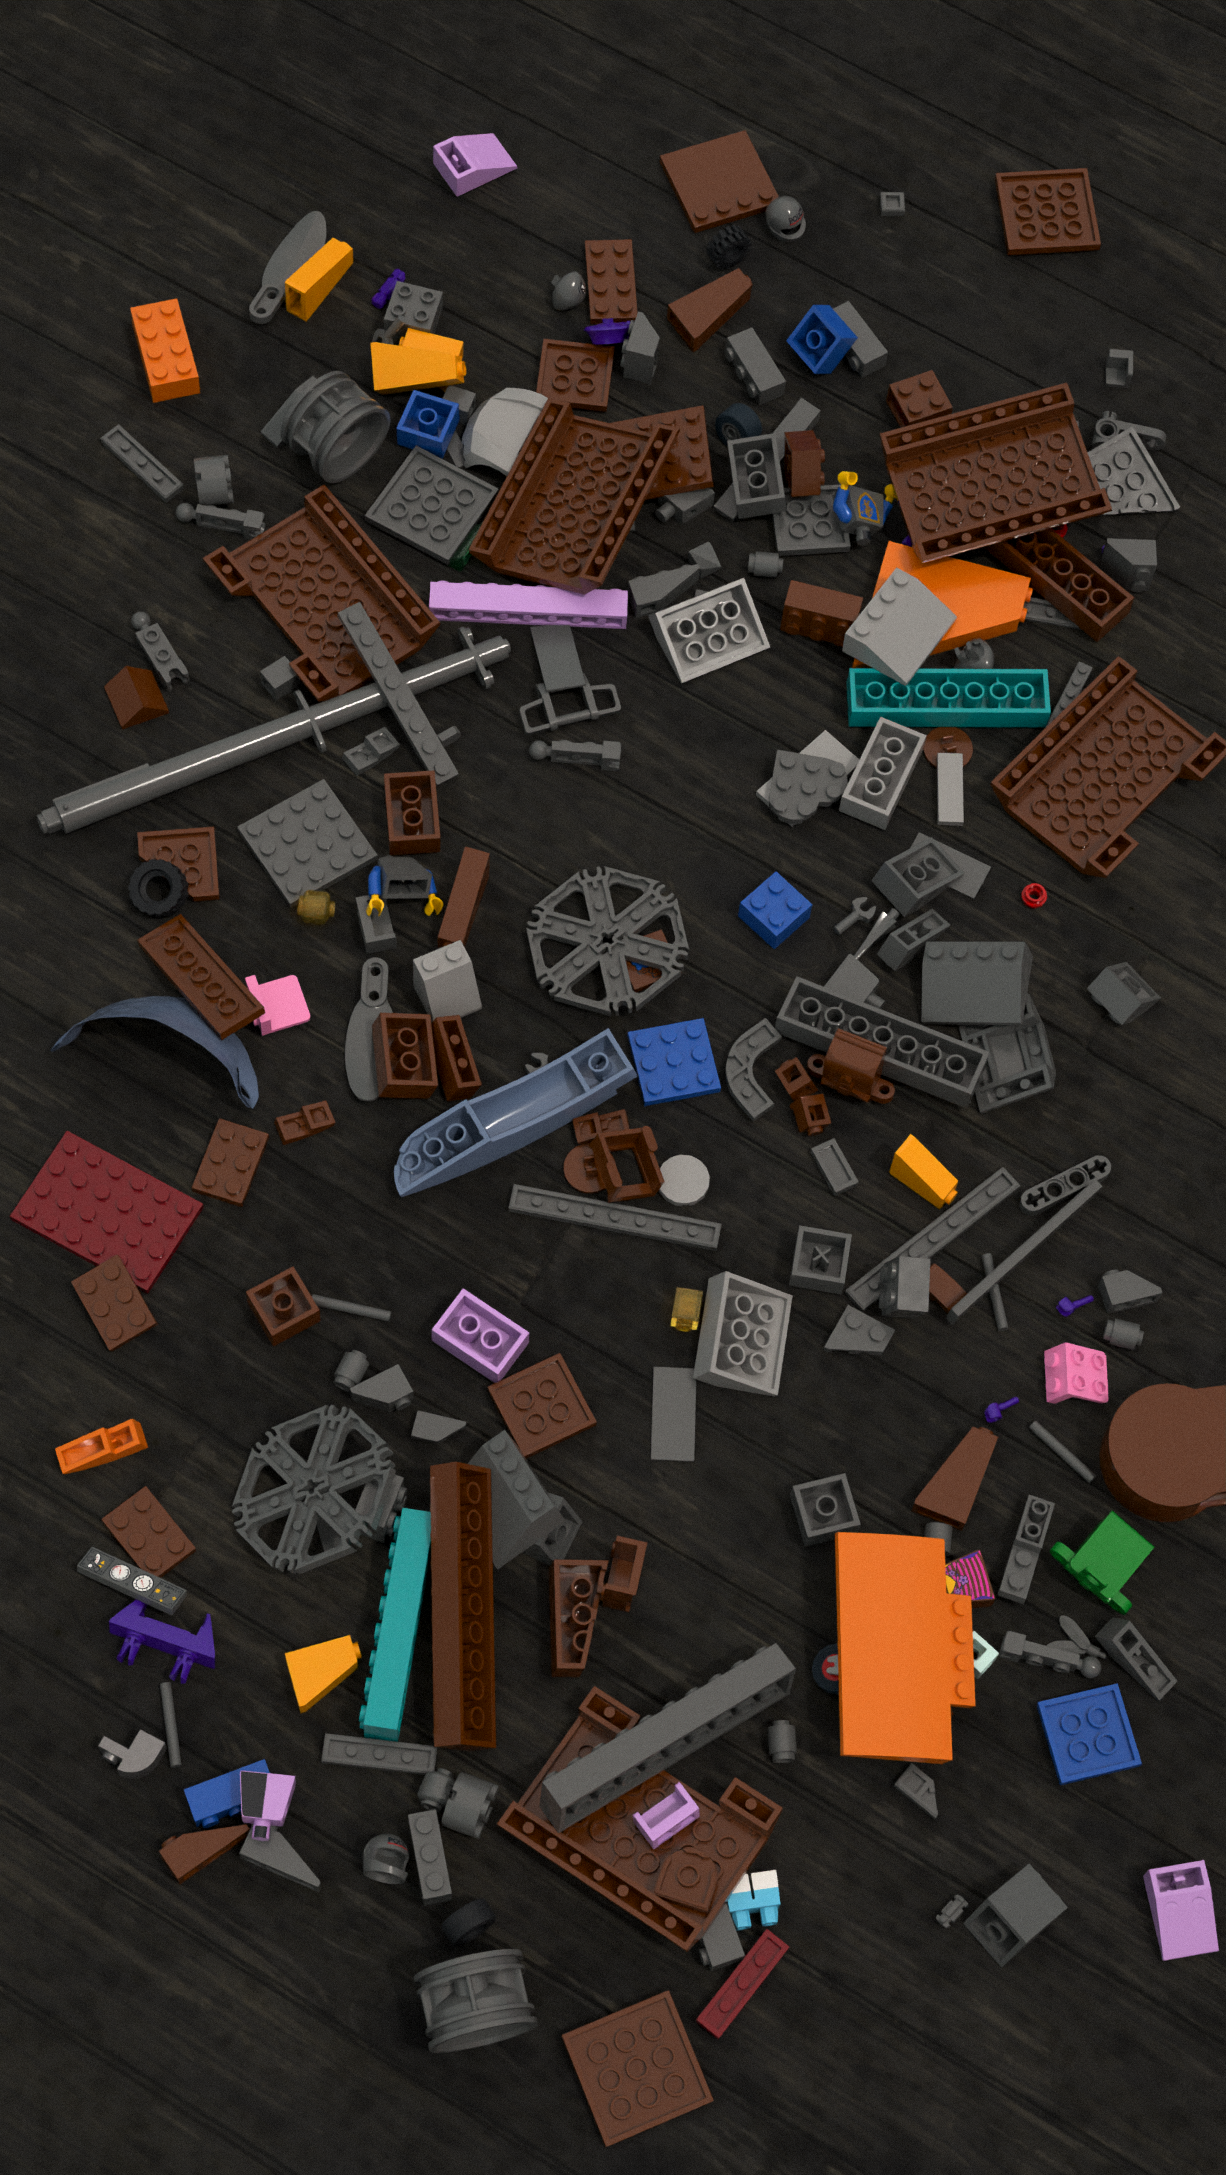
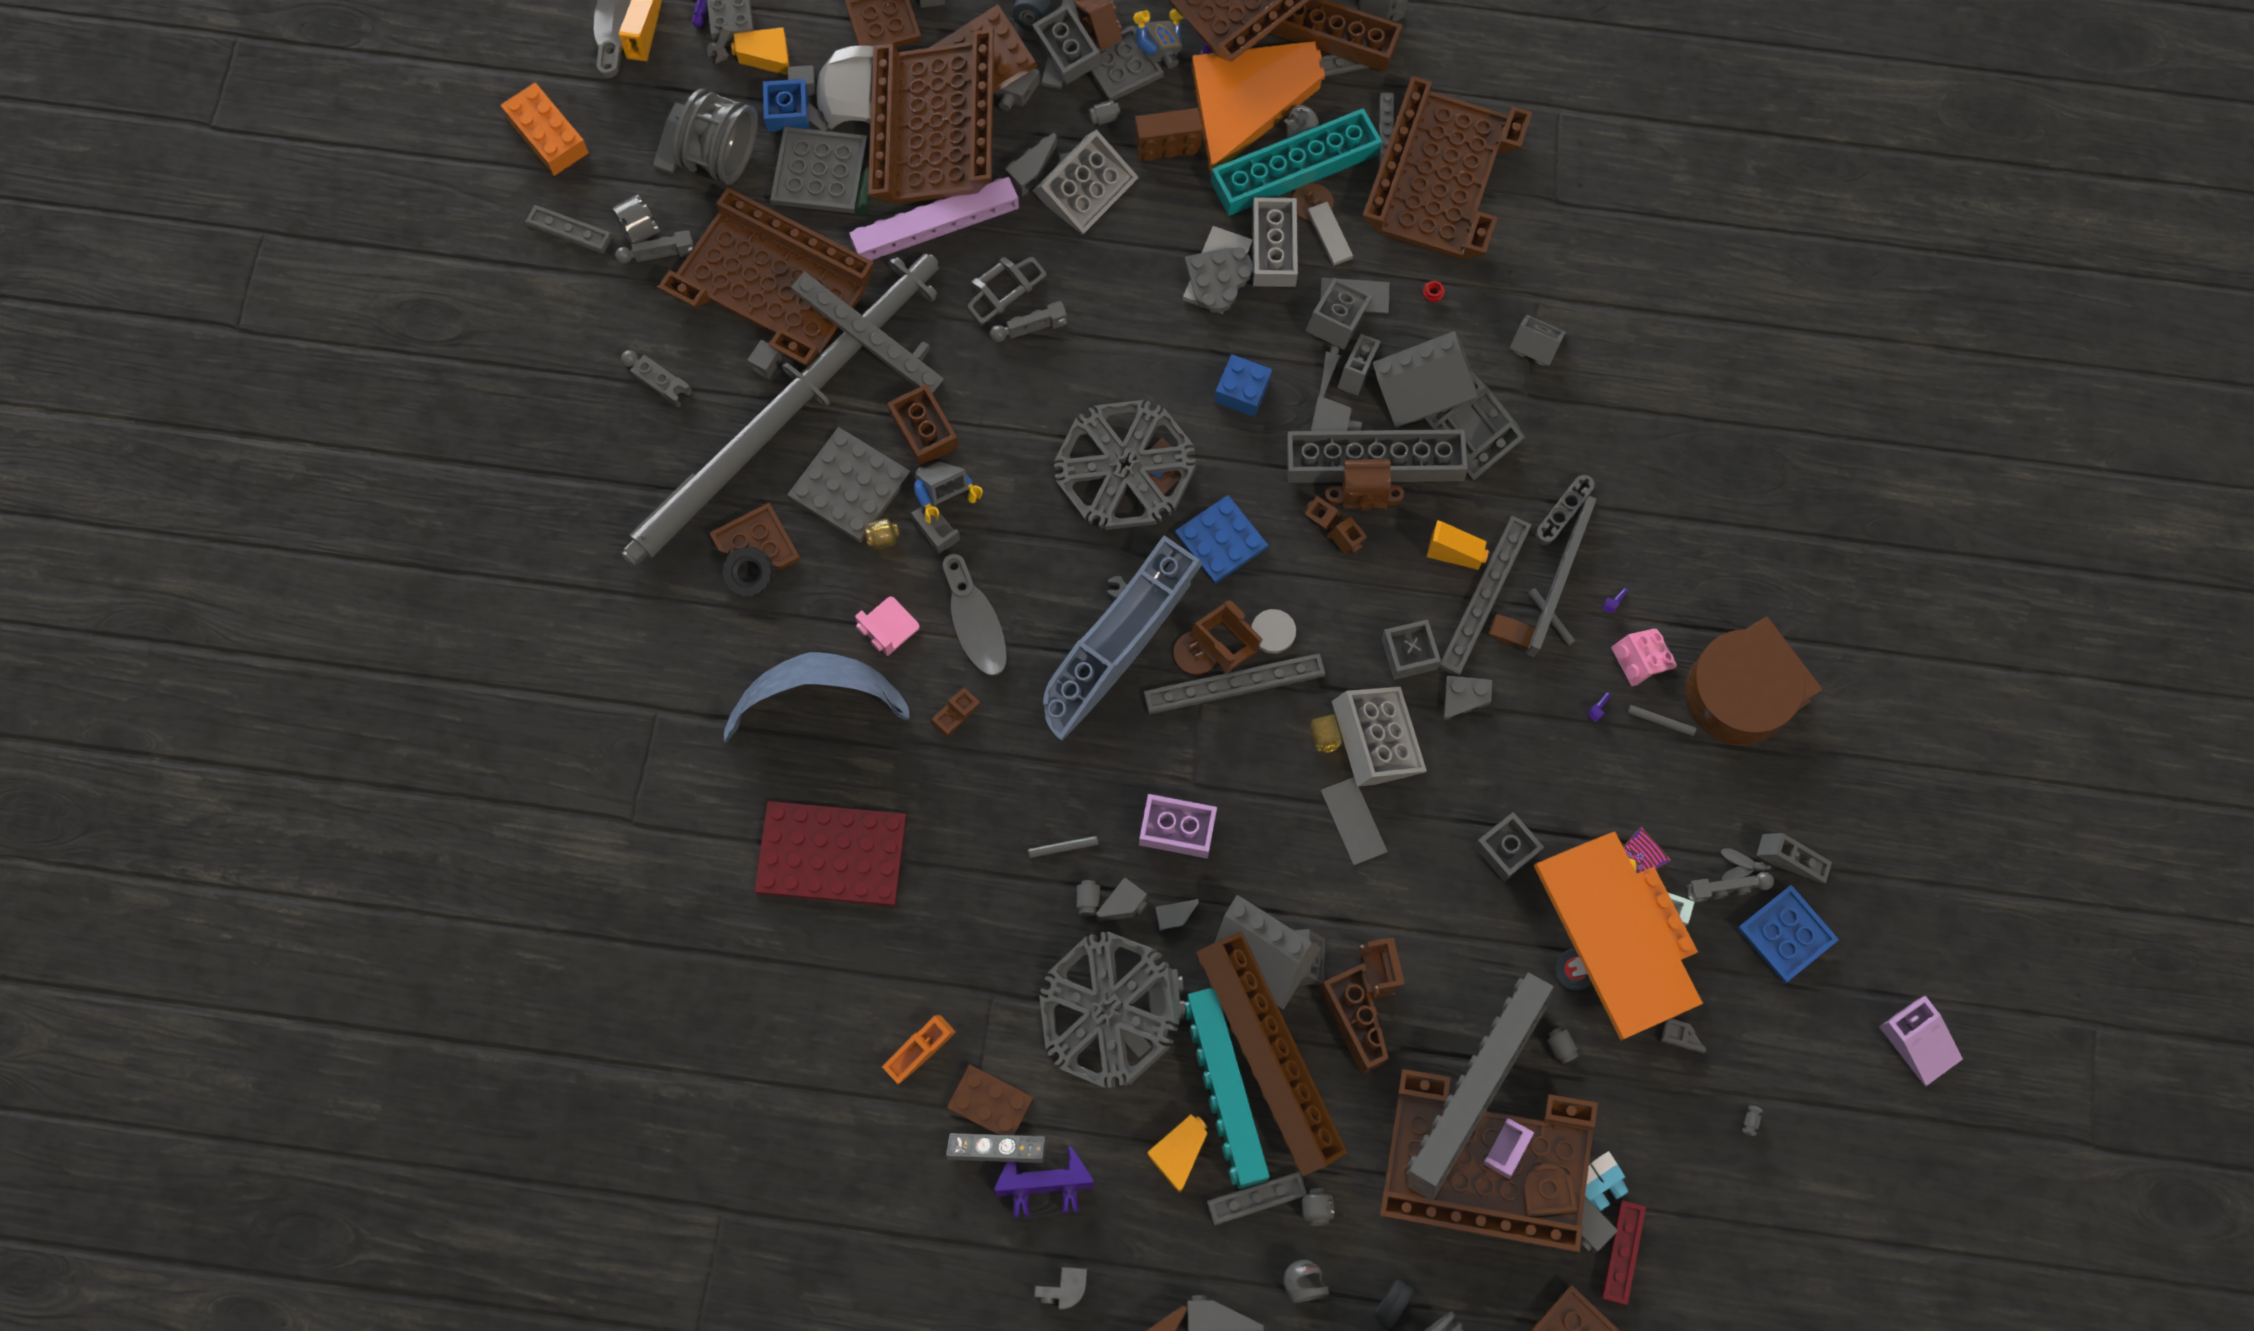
camera: 20 degrees left, 5 degrees up
(114, 1303) = (873, 926): reddish brown plate -> none
(135, 696) = (654, 422): reddish brown slope -> none
(170, 1724) = (1081, 1250): dark grey bar -> none
(201, 976) = (818, 629): reddish brown plate -> none
(219, 1796) = (1157, 1285): blue brick -> none
(230, 1162) = (911, 770): reddish brown plate -> none
(265, 1800) = (1191, 1282): torso -> none
(283, 1306) = (1011, 870): reddish brown brick -> none
(374, 750) = (865, 390): dark grey slope -> none
(404, 1055) = (1011, 625): reddish brown brick -> none
(410, 369) = (754, 65): light orange slope -> none
(429, 1857) = (1337, 1264): dark grey brick -> none
(446, 982) = (1017, 553): light grey slope -> none
(454, 1058) = (1049, 610): reddish brown brick -> none
(465, 897) = (998, 480): reddish brown slope -> none
(469, 1805) = (1350, 1209): dark grey brick -> none
(541, 1406) = (1250, 860): reddish brown plate -> none
(557, 657) = (977, 252): dark grey piece -> none
(590, 1125) = (1185, 617): reddish brown slope -> none
(706, 558) = (1055, 125): dark grey slope -> none
(740, 1072) = (1275, 523): dark grey plate -> none
(834, 1167) = (1383, 570): dark grey tile -> none
(857, 914) = (1305, 364): dark grey bar -> none
(899, 627) = (1236, 121): light grey slope -> none
(905, 1287) = (1488, 643): dark grey brick -> none
(940, 1531) = (1600, 827): dark grey brick -> none
(956, 1484) = (1597, 781): reddish brown slope -> none
(1015, 1915) = (1802, 1102): dark grey slope -> none
(1026, 1549) = (1671, 809): dark grey slope -> none
(1106, 1560) = (1739, 791): green piece -> none
(1123, 1334) = (1664, 608): dark grey brick -> none
(1126, 1291) = (1650, 573): dark grey slope -> none

